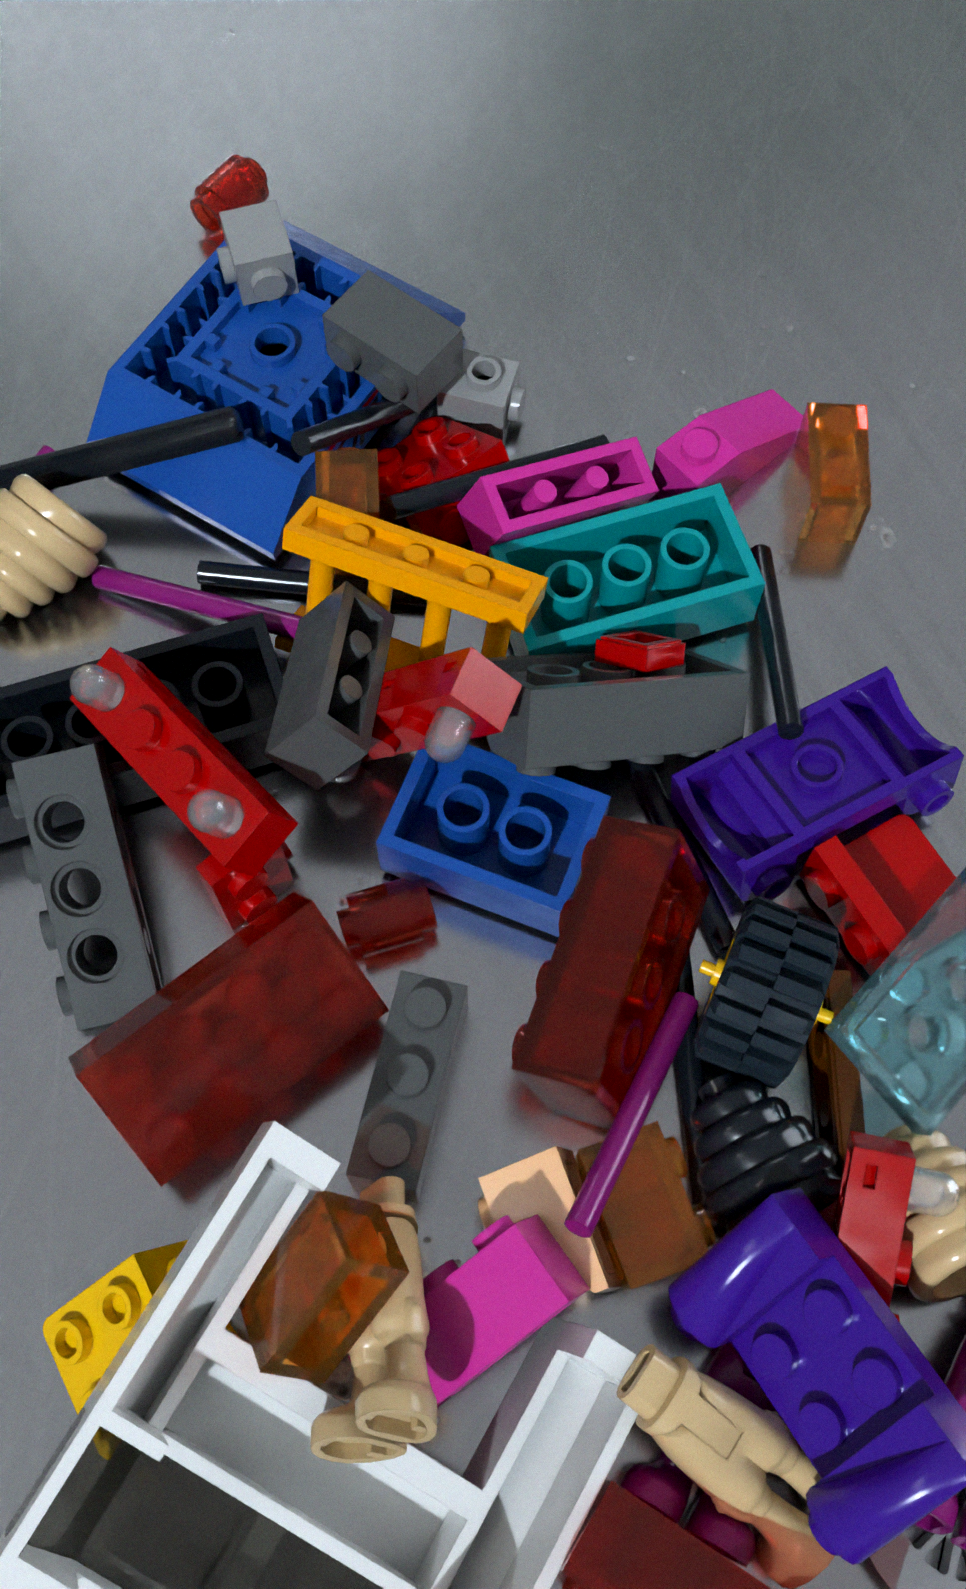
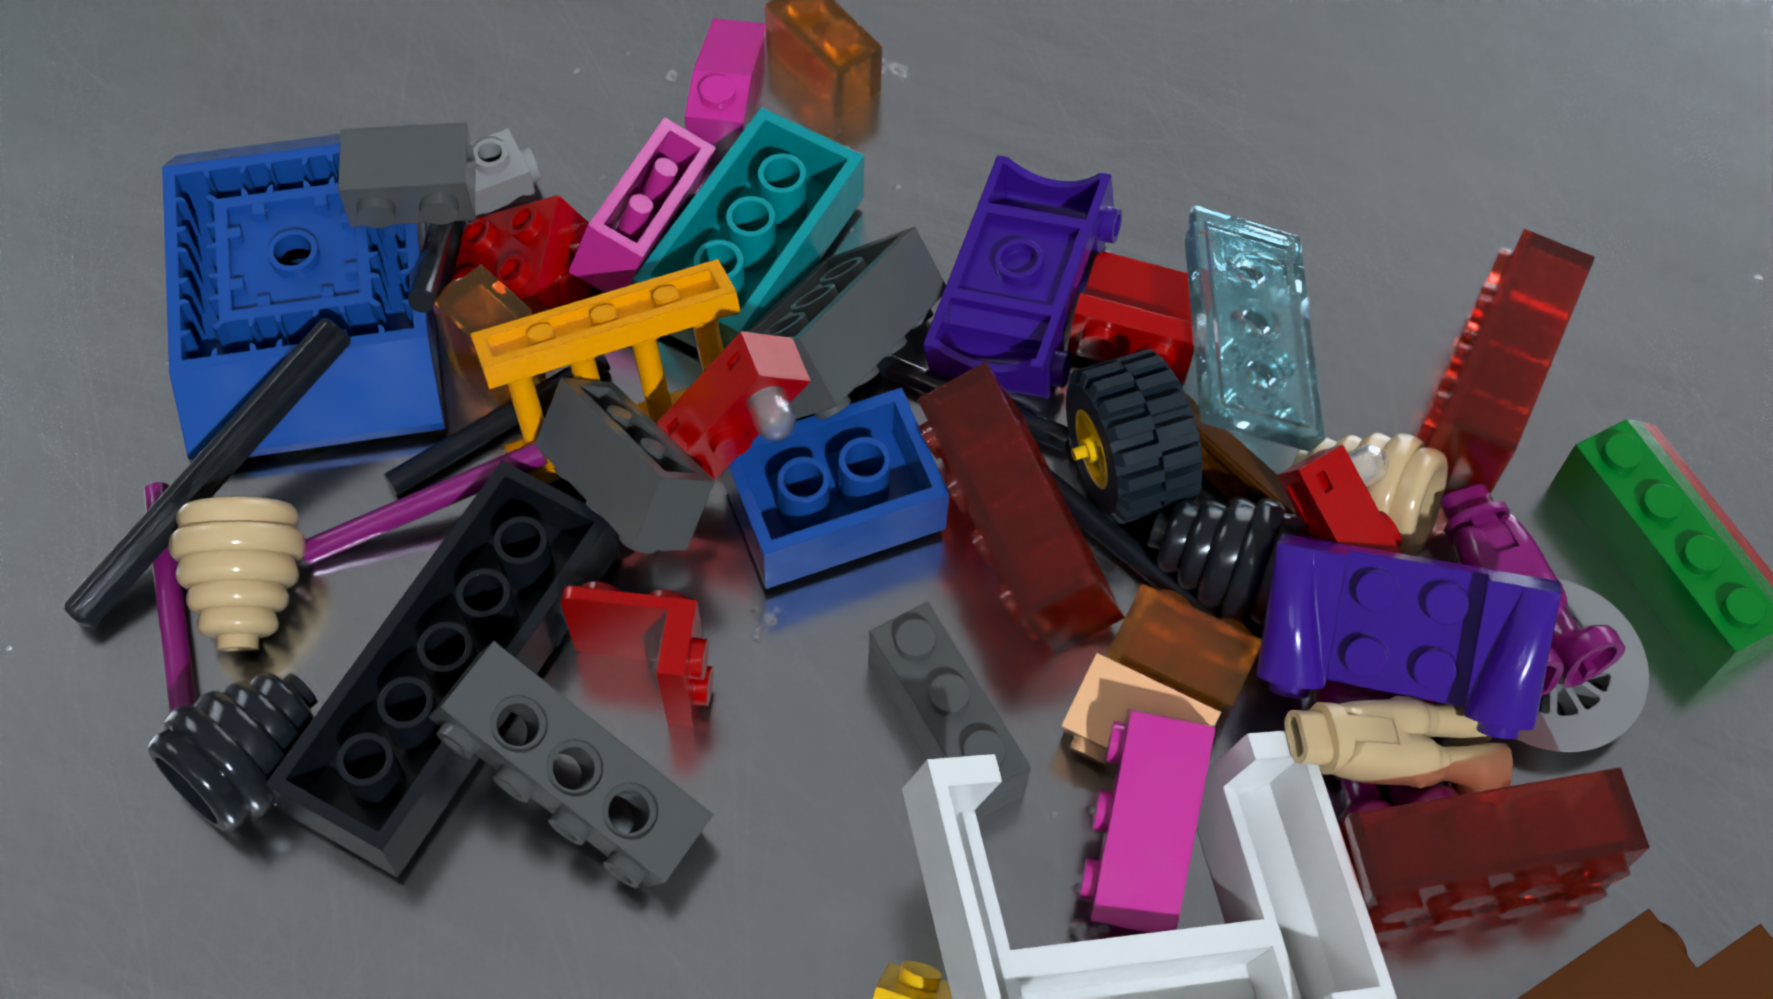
camera: 45 degrees left, 5 degrees down
(182, 761) = (571, 600): red piece -> none
(228, 1036) = (785, 785): clear red brick -> none
(231, 185) = (105, 166): clear red brick -> none
(257, 253) = (218, 183): light grey brick -> none
(322, 1287) = (1048, 862): clear orange brick -> none
(387, 916) = (809, 613): clear red brick -> none
(391, 1380) = (1095, 855): tan piece -> none
(455, 488) = (566, 246): black bar -> none
(631, 1116) = (1124, 592): magenta bar -> none
(640, 651) = (822, 269): red tile -> none
(777, 650) = (924, 211): black bar -> none

